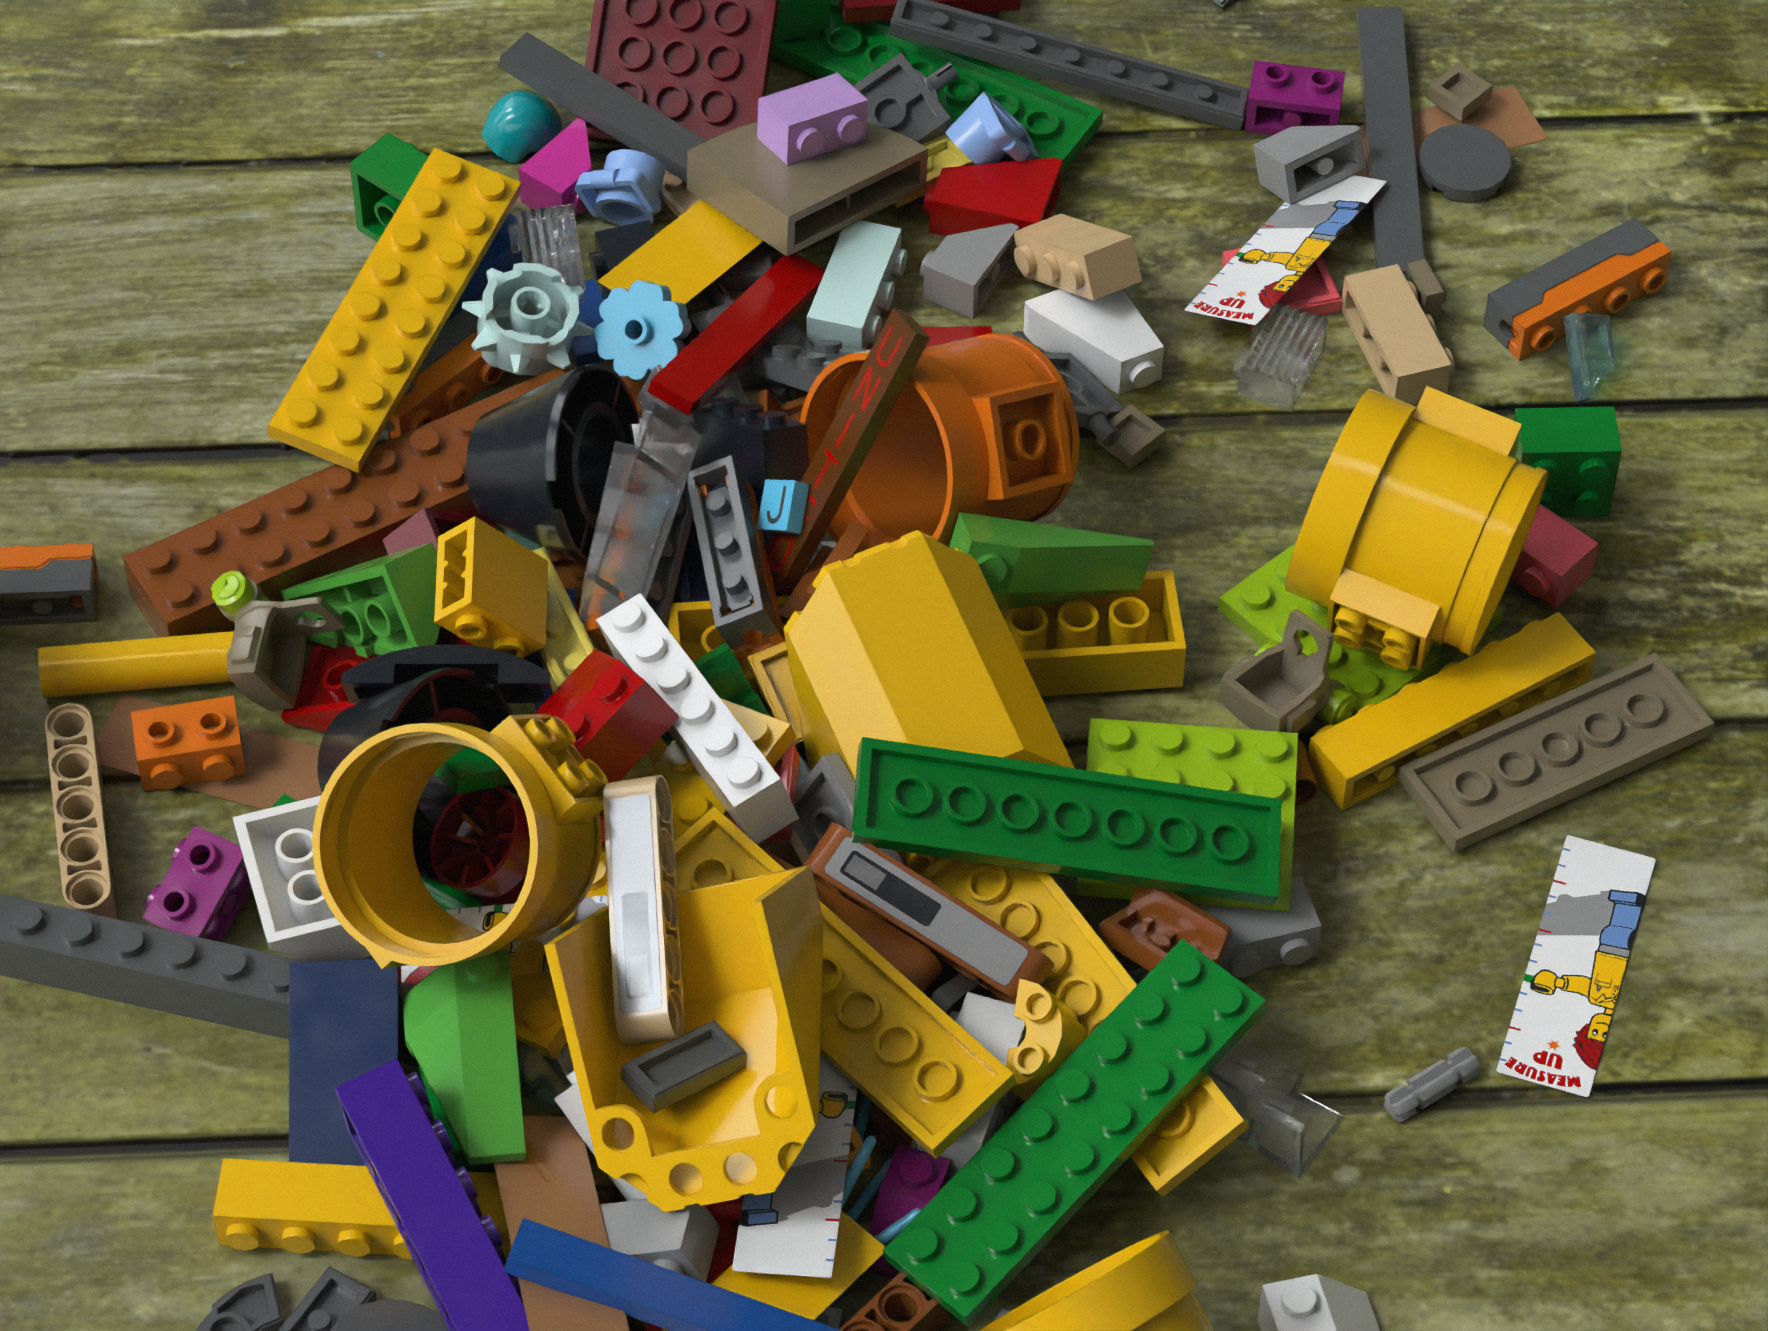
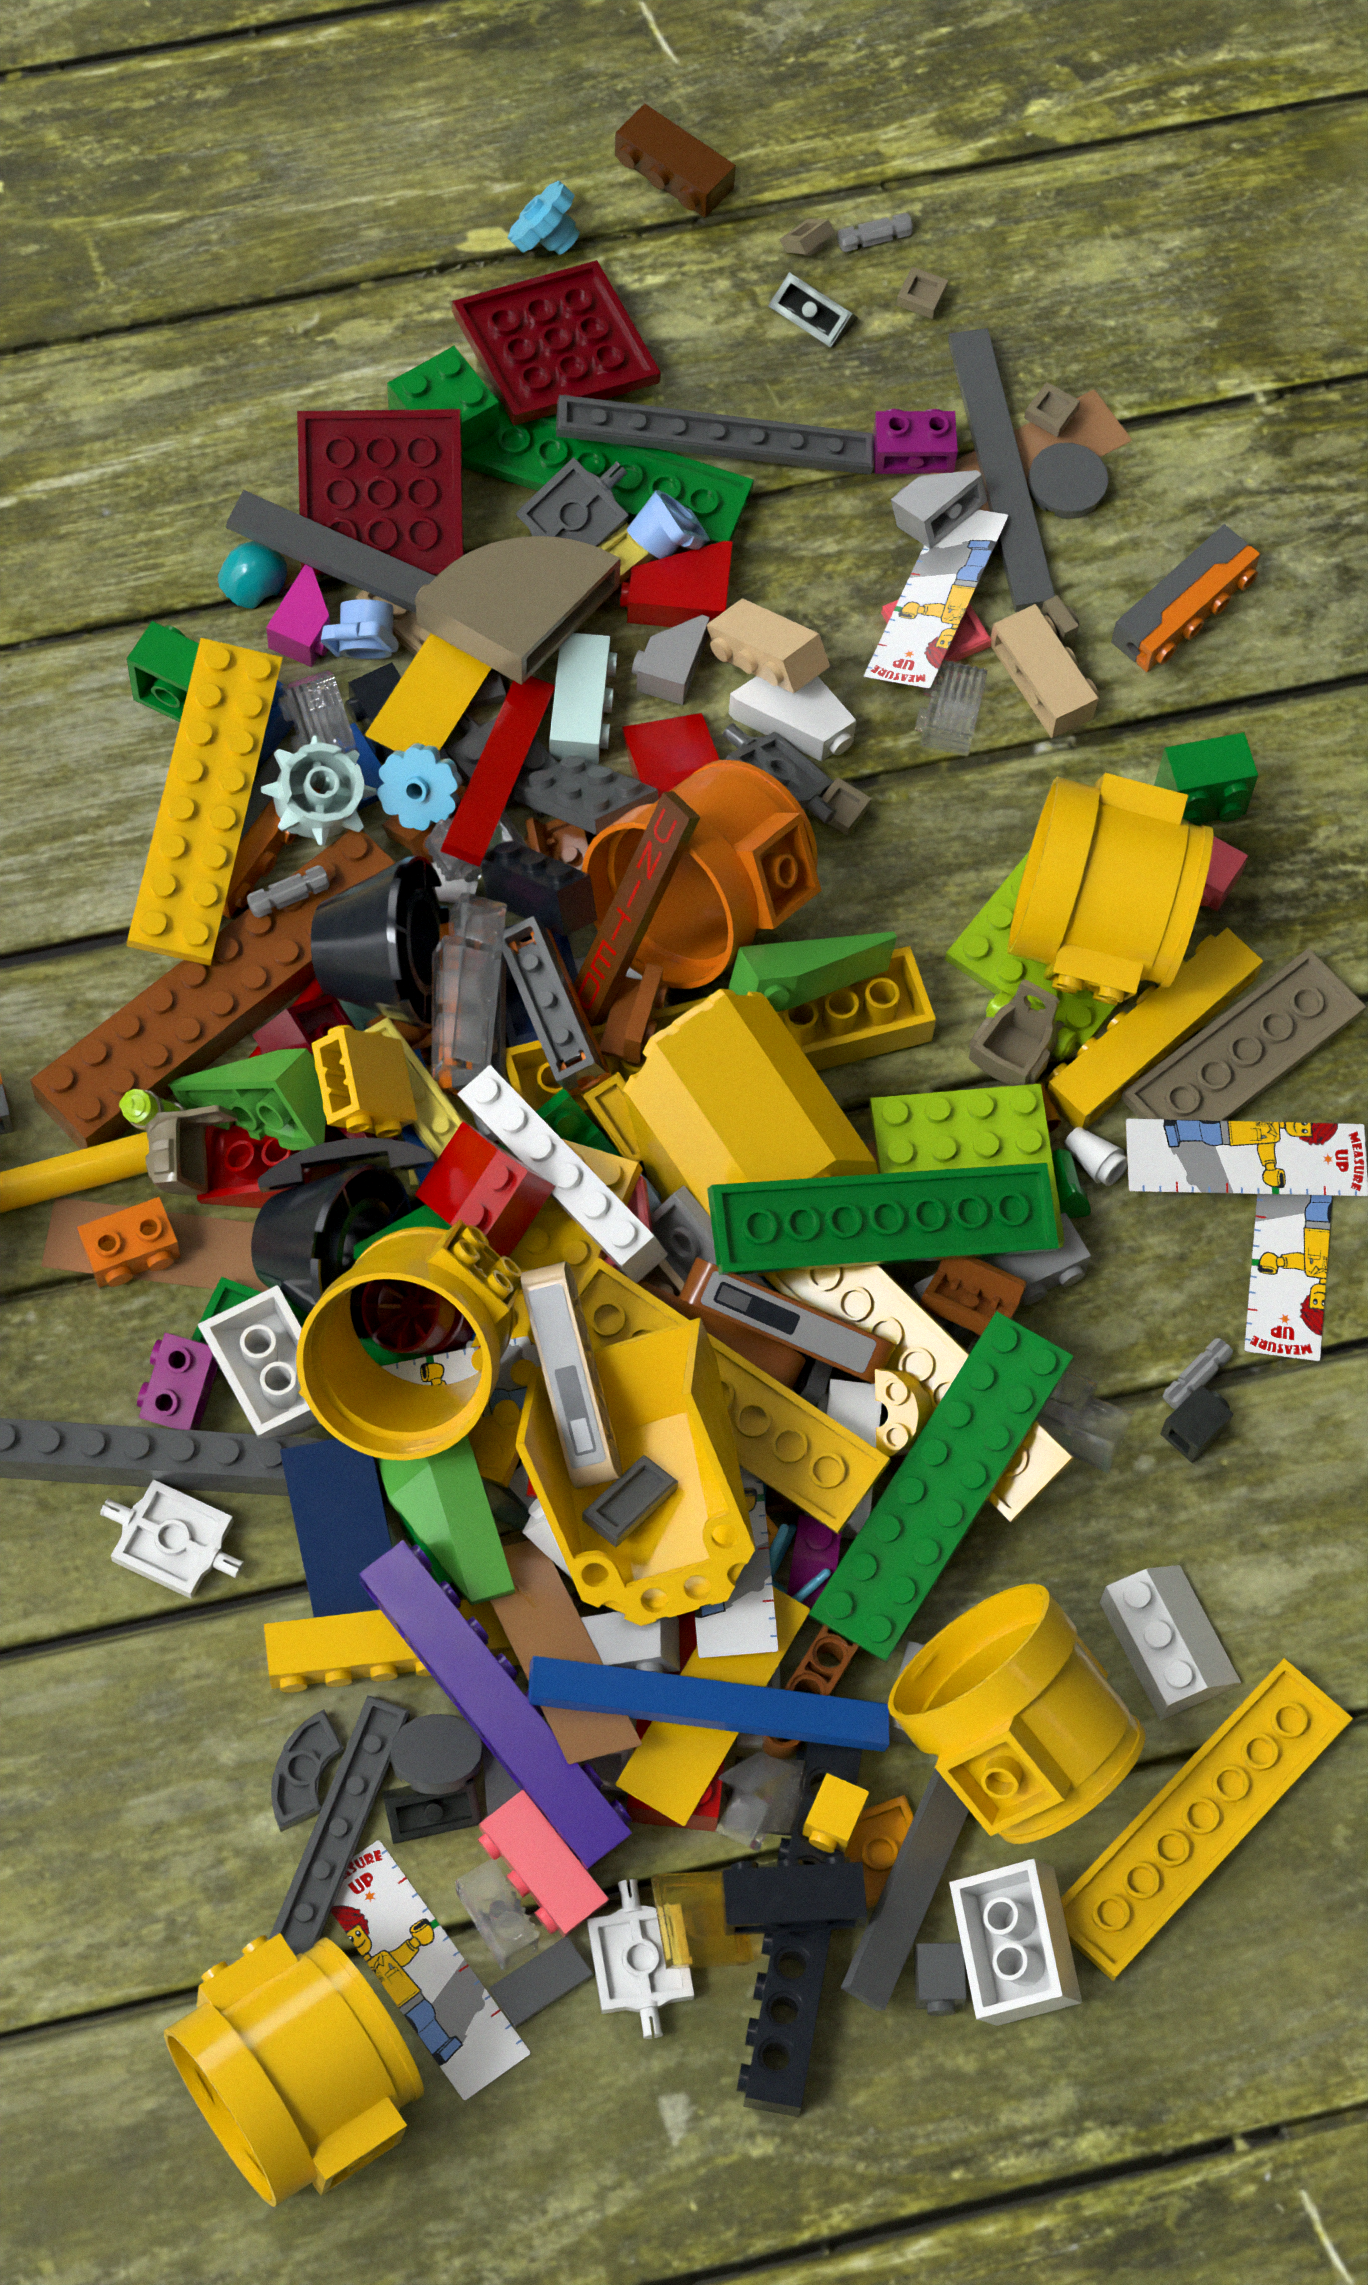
camera: 15 degrees left, 15 degrees up
(80, 811) = (52, 1311): tan beam -> none
(146, 1059) = (172, 1538): none -> white plate
(460, 410) = (288, 891): none -> light grey axle
(783, 506) = (586, 956): medium azure tile -> none
(812, 119) = (518, 551): lavender brick -> none
(1310, 856) = (1072, 1197): none -> green tile
(1357, 833) = (1097, 1156): none -> white cone
(1418, 1134) = (1197, 1423): none -> pearl dark grey brick
(1538, 860) = (1246, 1157): none -> sticker
(1589, 351) = (1206, 661): clear light blue tile -> none

